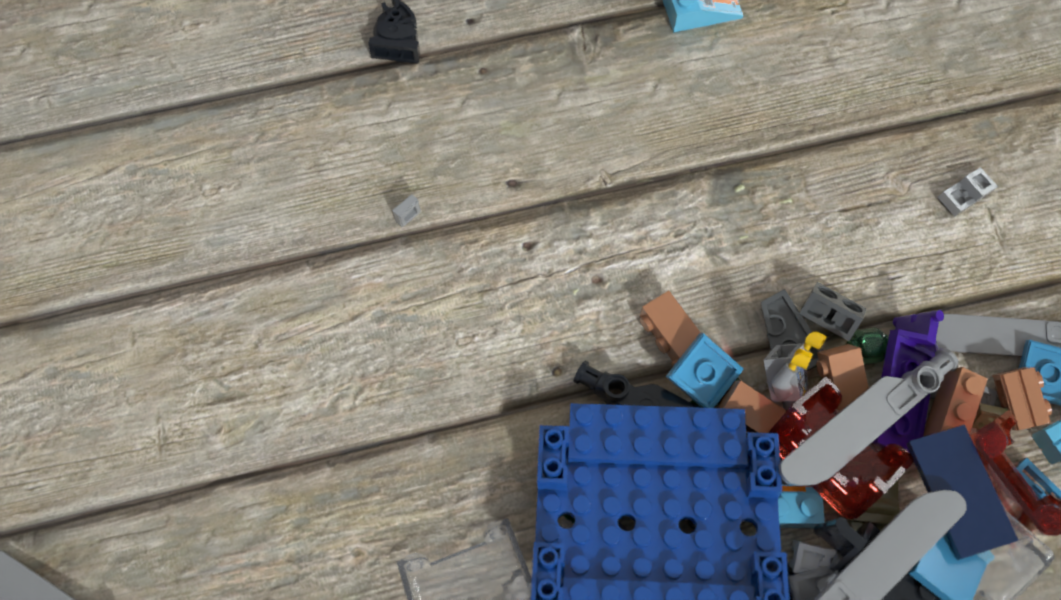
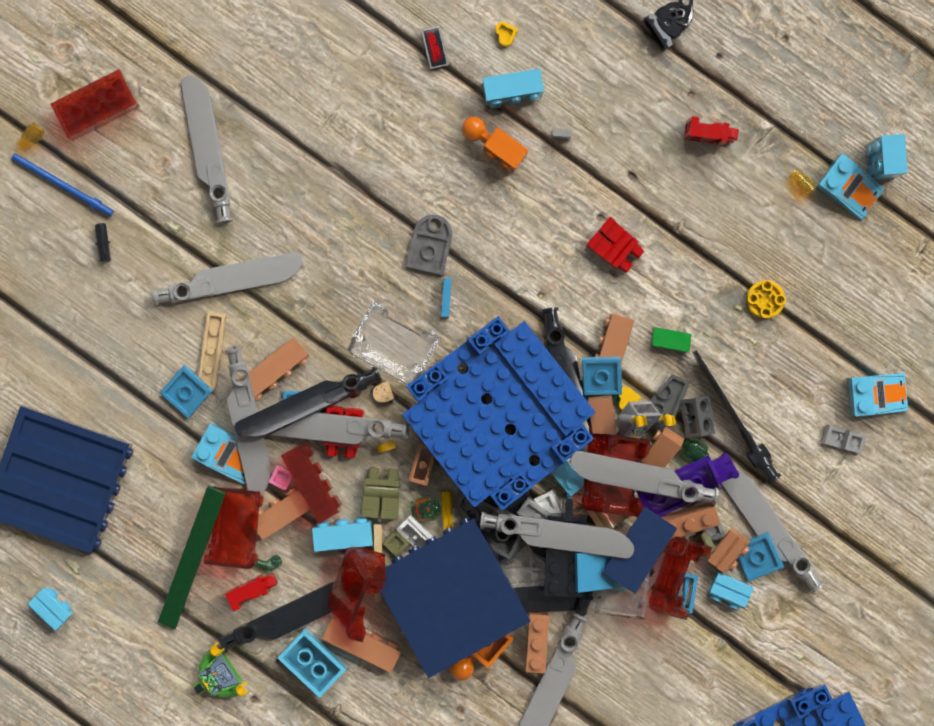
camera: 45 degrees right, 20 degrees up
(199, 262) = (434, 47): none -> slope
(257, 186) = (506, 33): none -> yellow tile
(312, 215) = (513, 88): none -> medium azure brick
(361, 277) = (497, 146): none -> orange brick
(397, 445) = (429, 246): none -> flat silver tile
(468, 474) = (446, 297): none -> dark azure tile
(535, 73) = (709, 133): none -> red hips
(569, 250) = (618, 250): none -> red hips
(661, 35) = (803, 183): none -> clear yellow cone
(720, 276) = (671, 339): none -> green slope
(752, 154) = (765, 299): none -> yellow tile
(754, 371) = (628, 395): none -> yellow tile
(923, 283) = (758, 454): none -> black piece
(940, 128) = (877, 394): none -> medium azure slope

